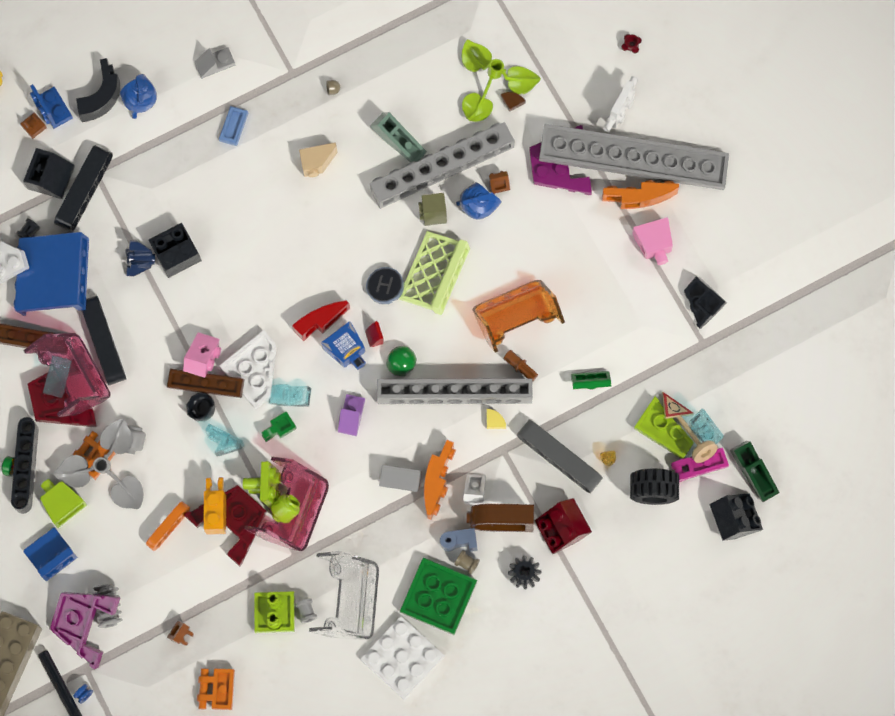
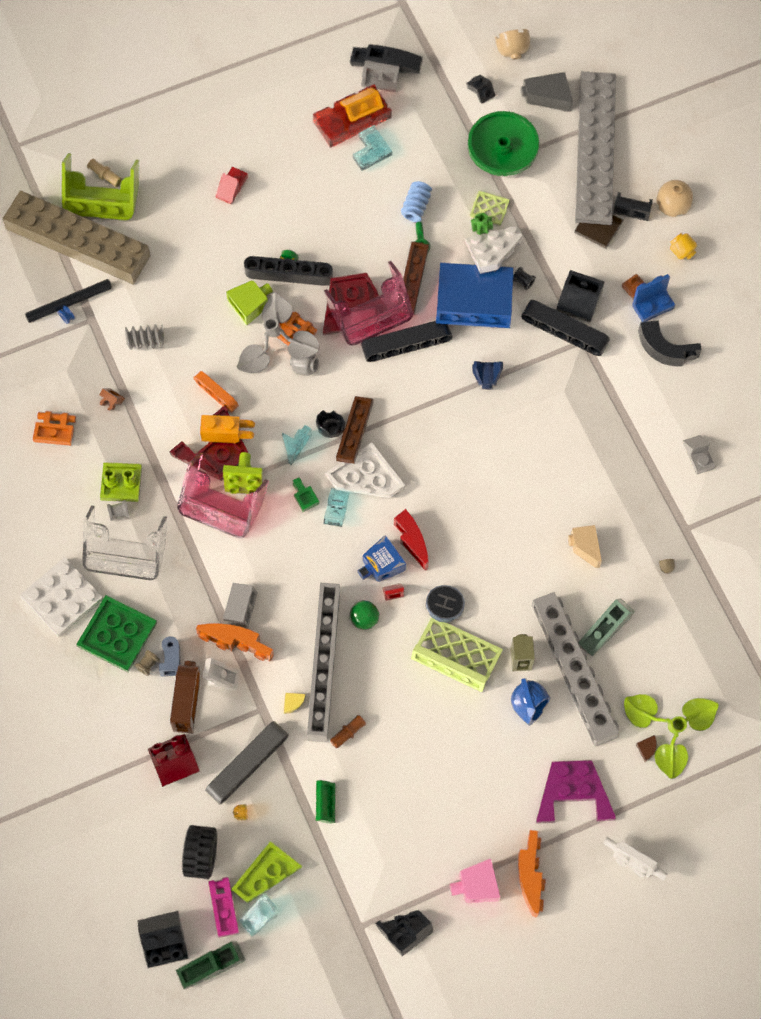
camera: 90 degrees right, 5 degrees down
(50, 554) = (200, 290): blue bracket -> none
(57, 376) = (369, 296): clear light blue tile -> none
(74, 619) = (132, 307): magenta wing -> none
(139, 95) = (662, 379): blue helmet -> none
(175, 250) = (493, 406): black slope -> none
(202, 355) = (381, 425): bright pink brick -> none
(233, 126) = (628, 469): medium blue tile -> none
(285, 508) = (219, 494): lime head -> none
(351, 415) = (309, 563): medium lavender slope -> none
(499, 182) = (552, 725): dark orange tile -> none
(516, 309) = (408, 726): clear orange windscreen -> none
(523, 579) = (136, 713): black gear -> none
(631, 39) = (717, 878): dark red plate -> none
(634, 157) = (573, 871): light grey plate -> none
(674, 409) = (286, 886): tan piece -> none

